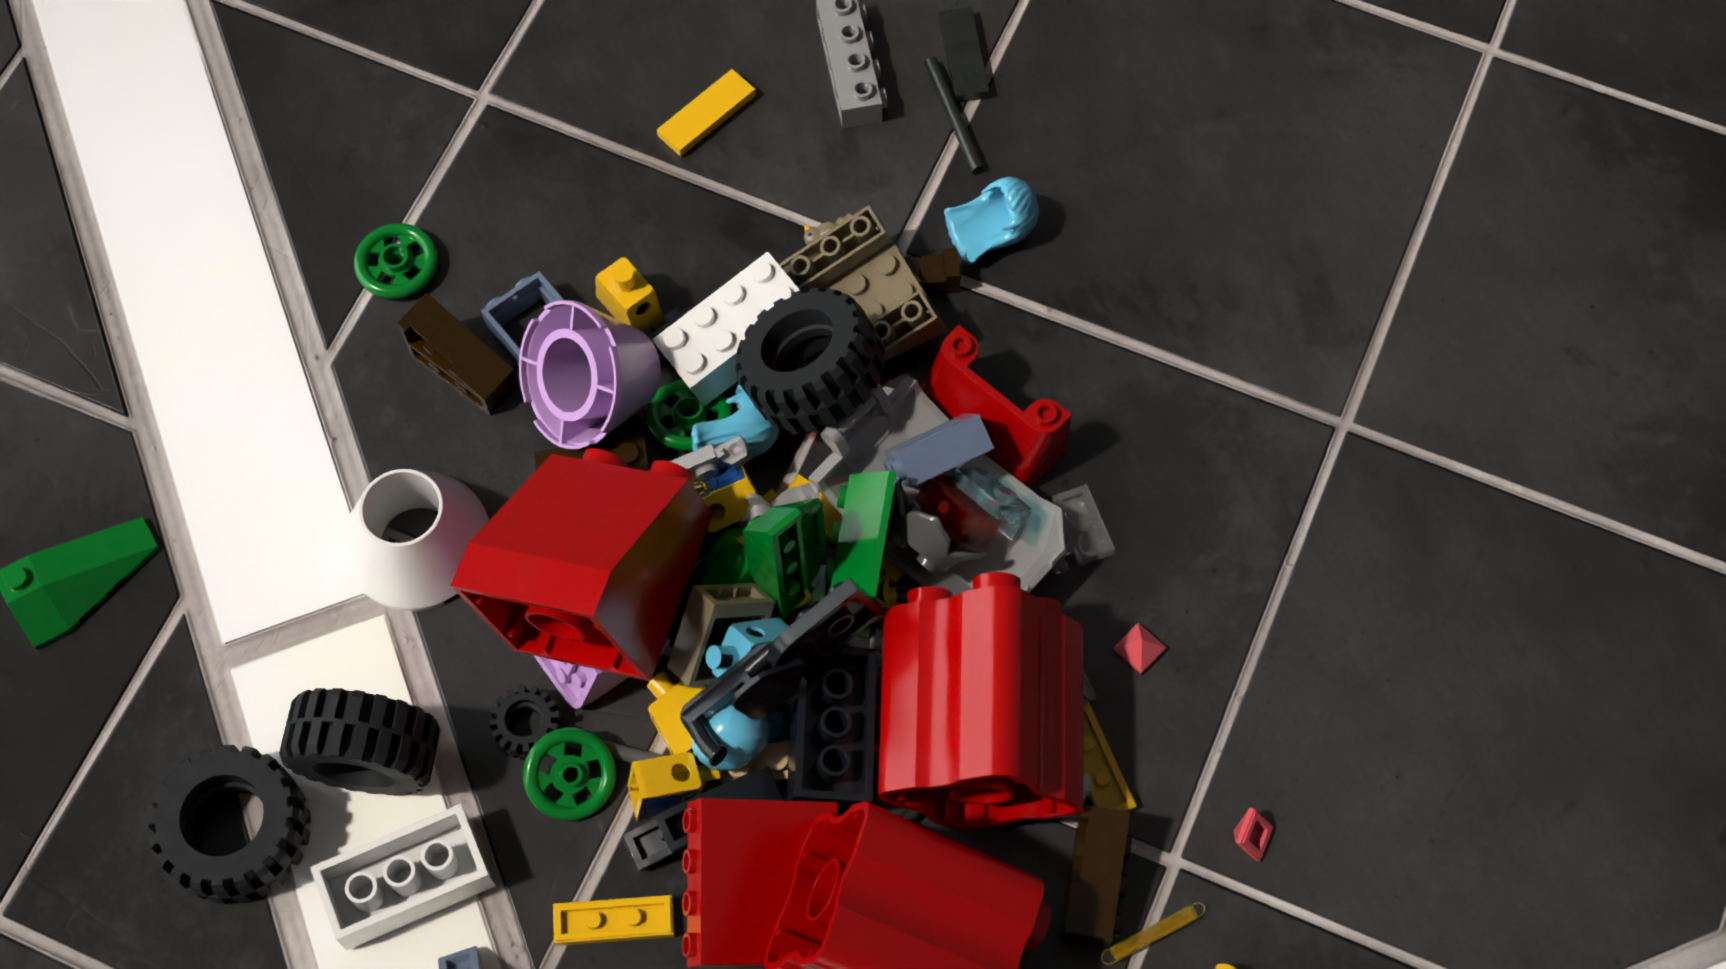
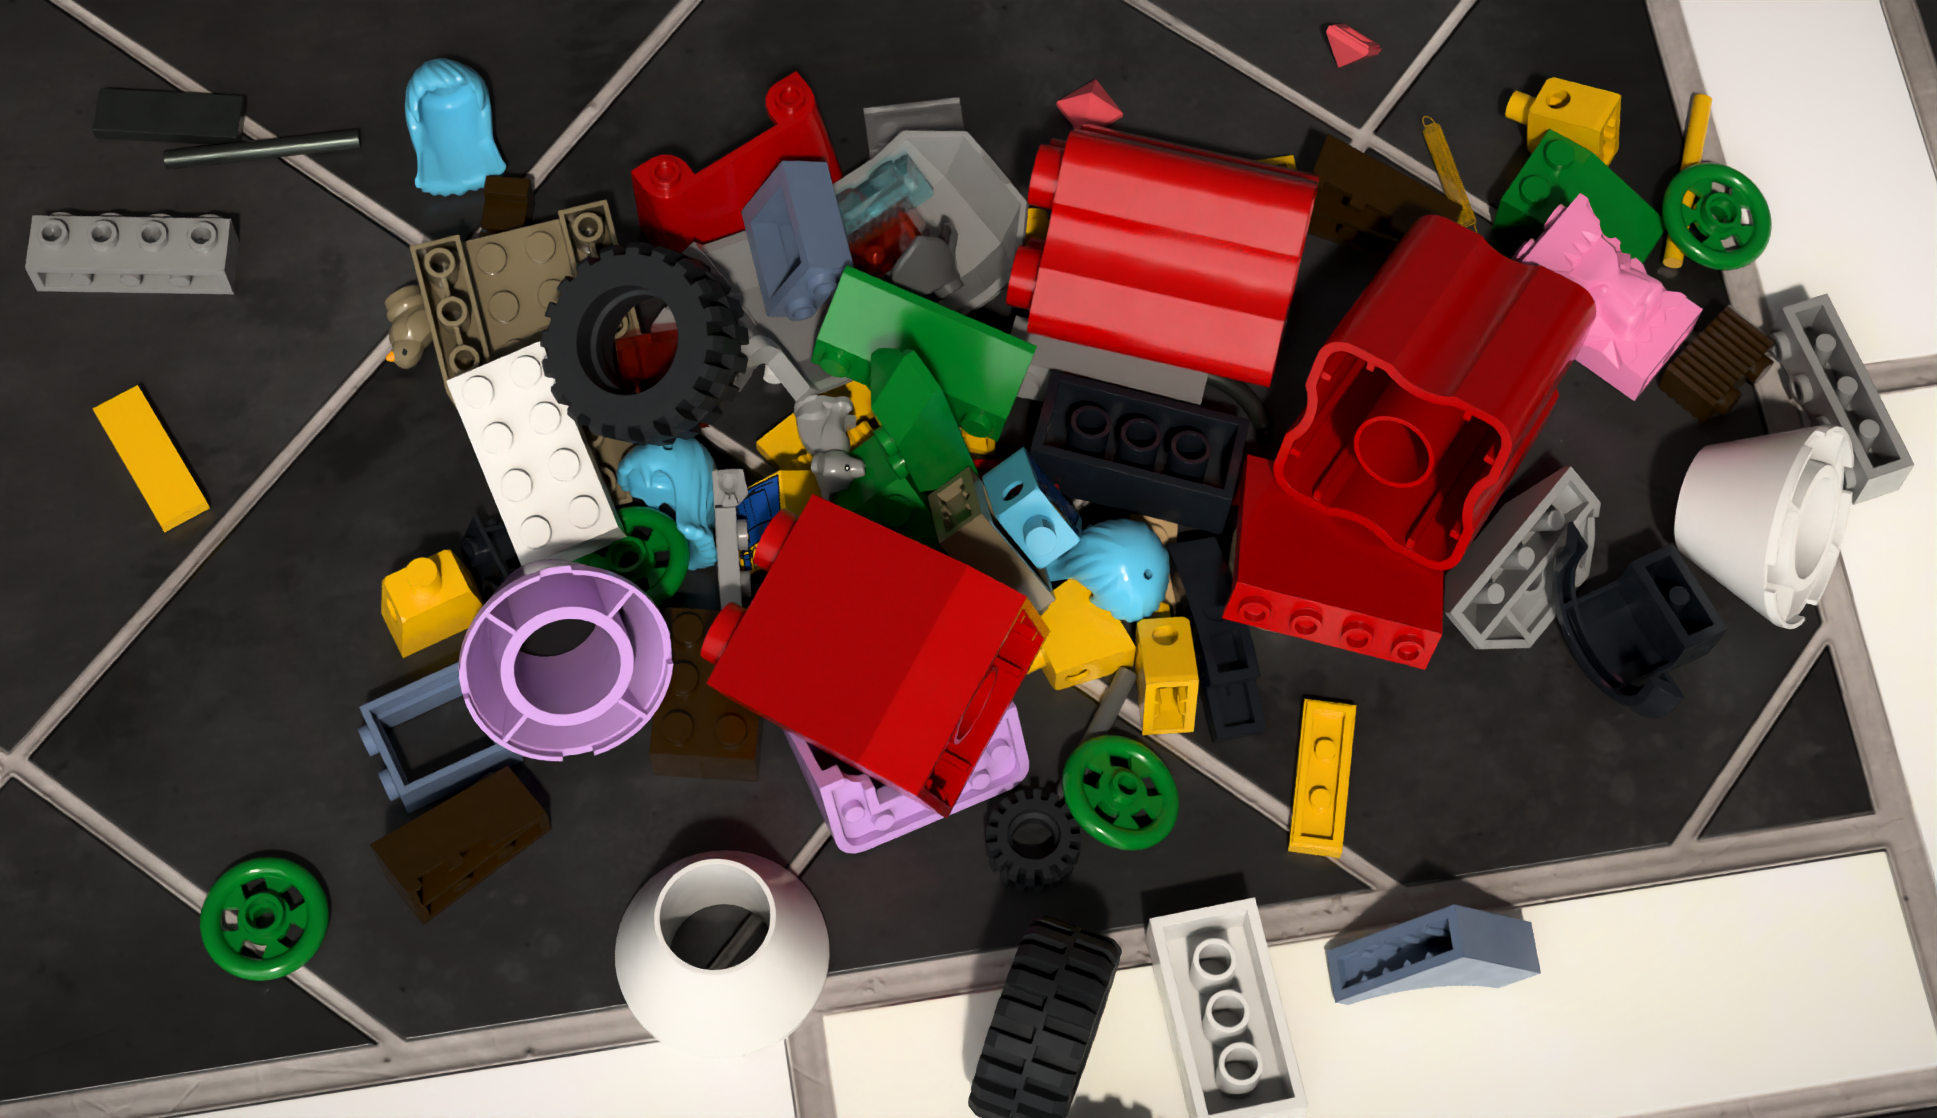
camera: 80 degrees left, 0 degrees up
(798, 649) = (1069, 451): black plate -> none

